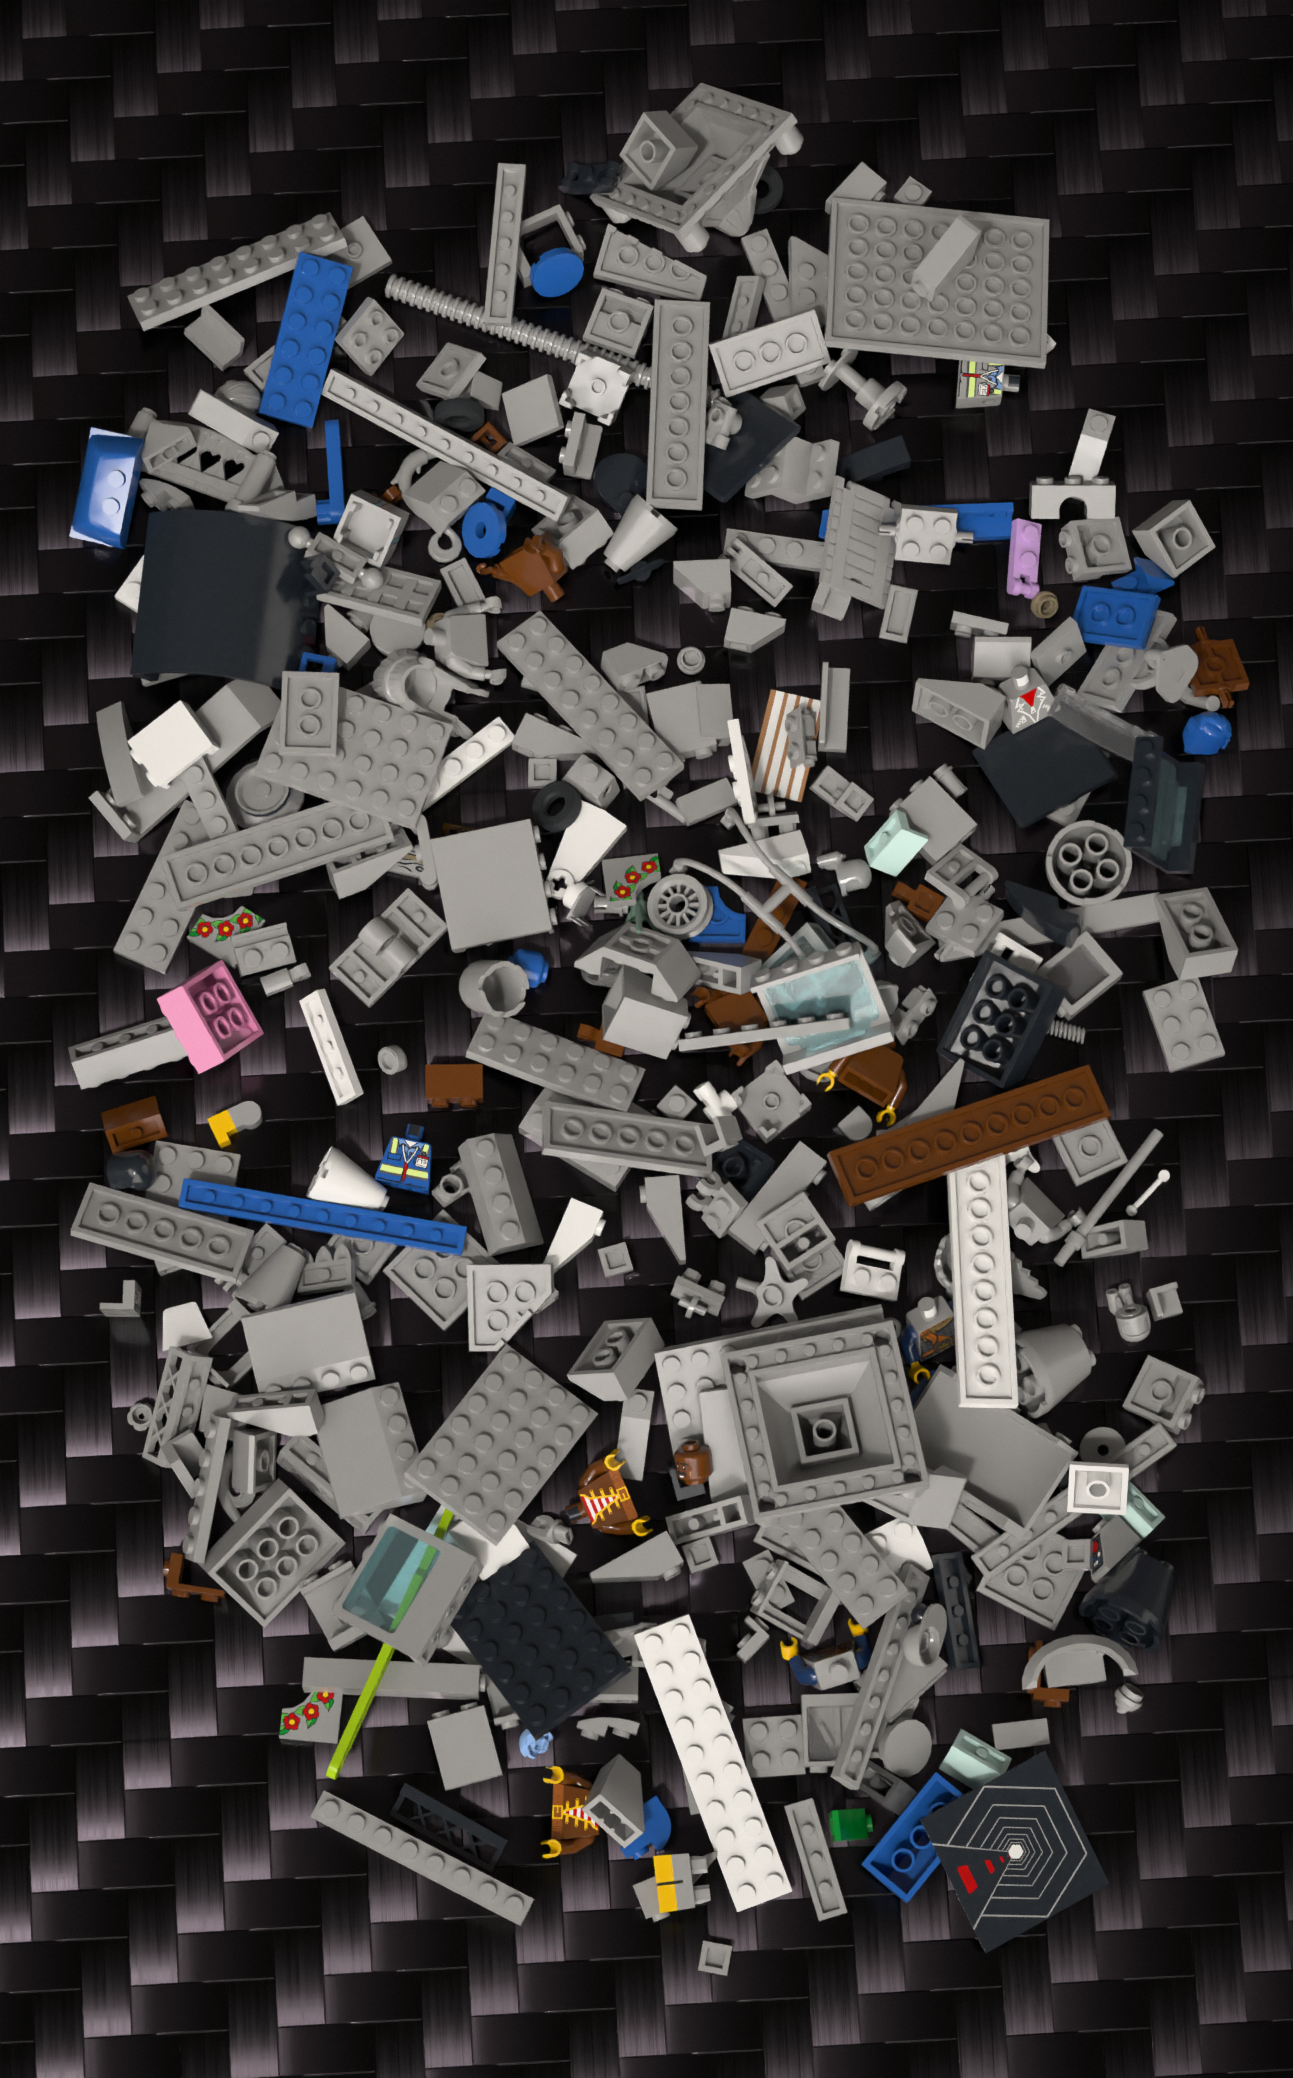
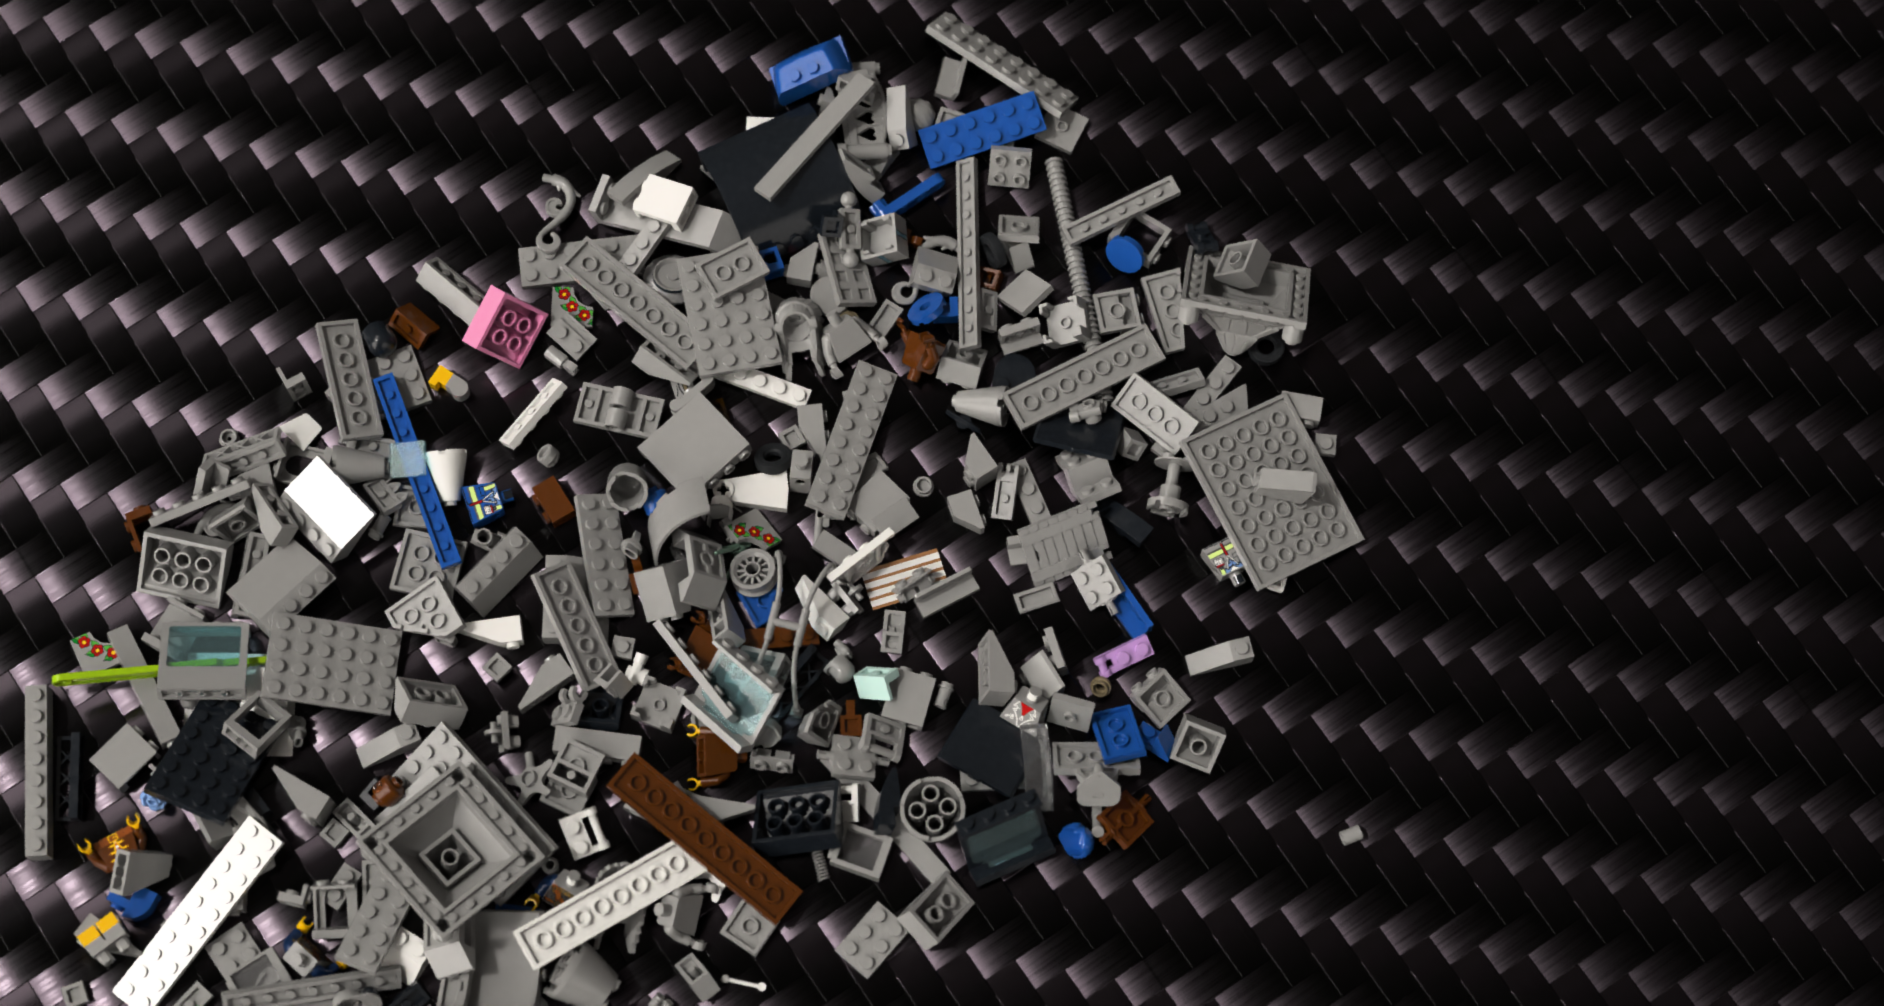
camera: 55 degrees right, 5 degrees down
(89, 884) = (558, 214): none -> light grey plant
(205, 527) = (814, 137): none -> light grey tile
(305, 1219) = (408, 459): none -> clear light blue piece
(533, 1592) = (244, 738): none -> light grey window
(564, 1024) = (631, 546): none -> light grey piece
(566, 949) = (675, 509): none -> light grey panel
(598, 1726) = (185, 834): light grey slope -> none
(606, 1500) = (334, 752): torso -> none
(632, 665) = (895, 451): light grey slope -> none
(856, 1125) = (677, 768): light grey tile -> none
(1048, 495) = (1194, 675): arch -> none
(1076, 1238) = (681, 952): light grey bar -> none

